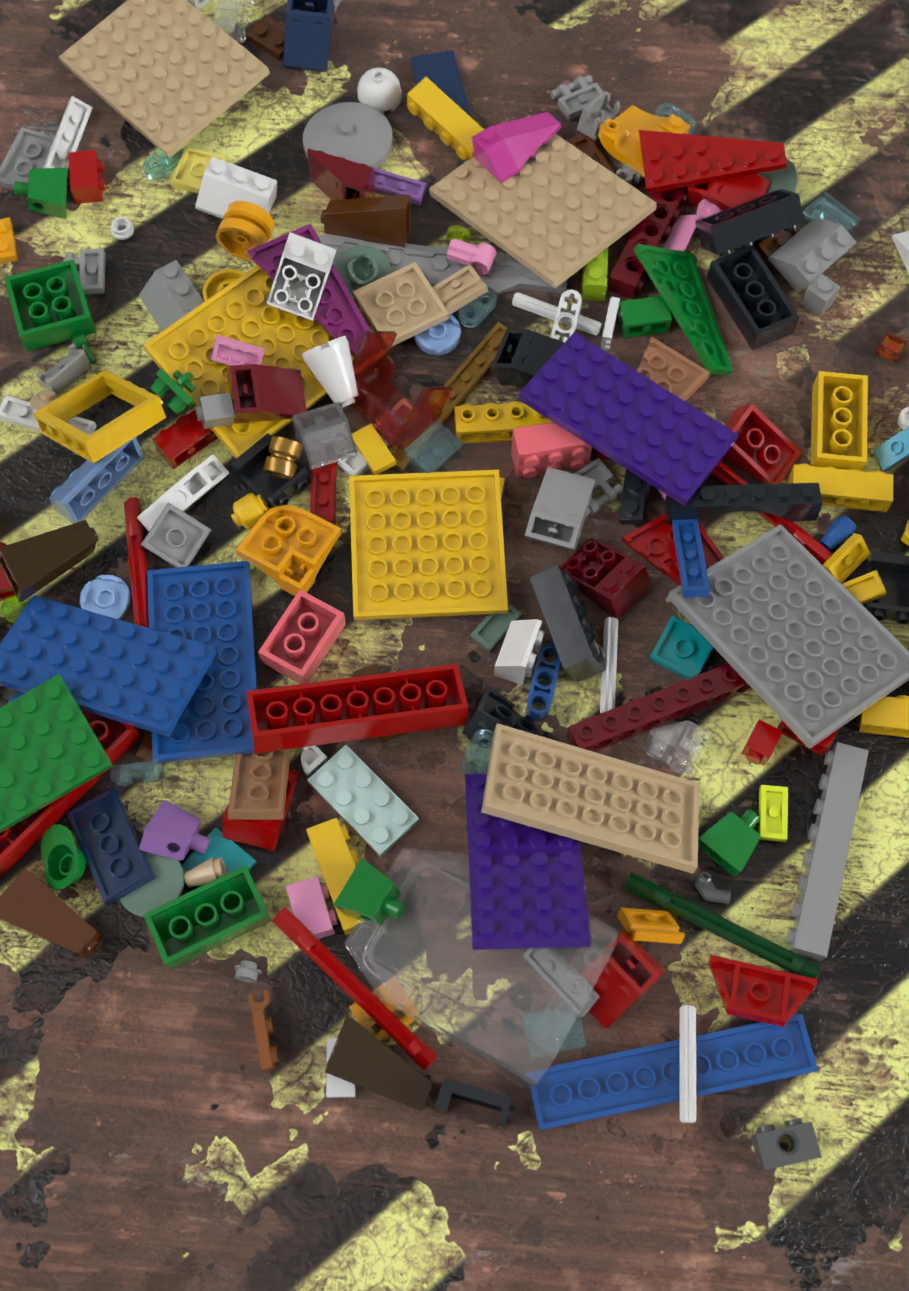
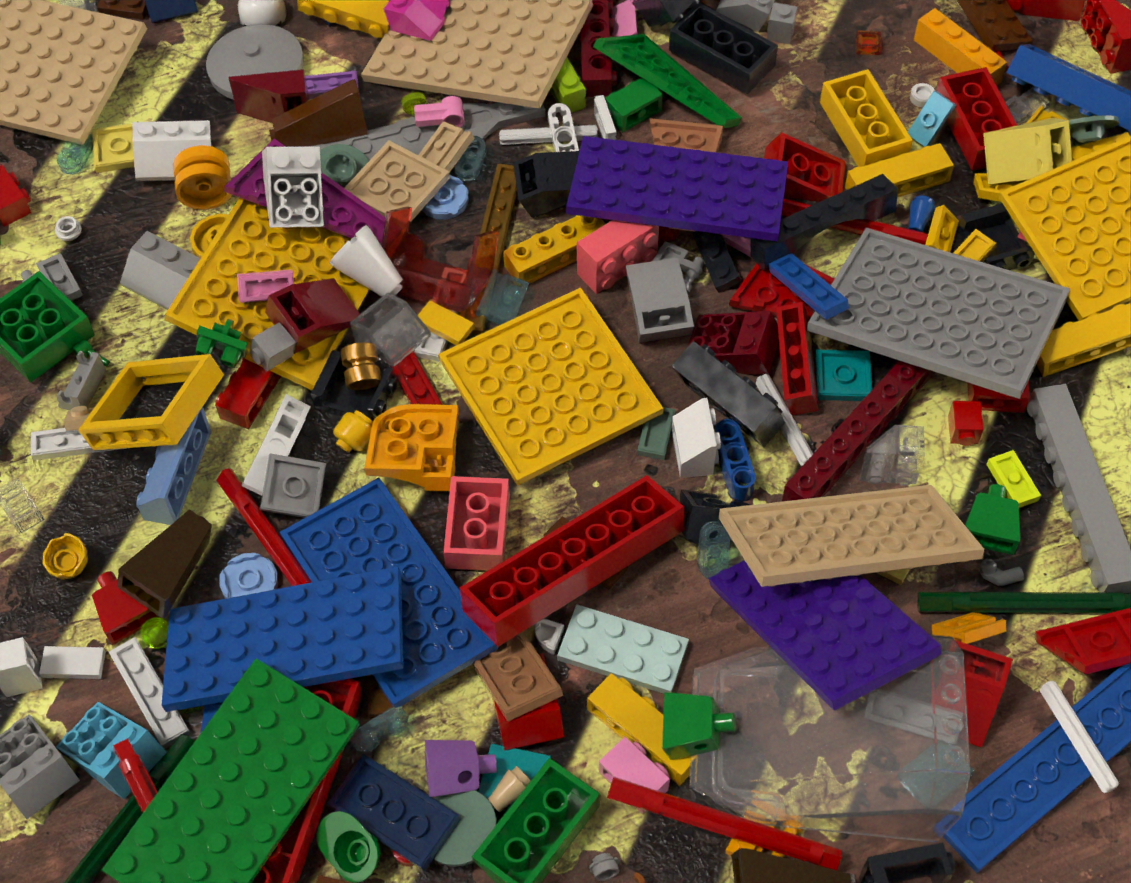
camera: 25 degrees left, 10 degrees down
(646, 618) = (797, 359): none -> red brick

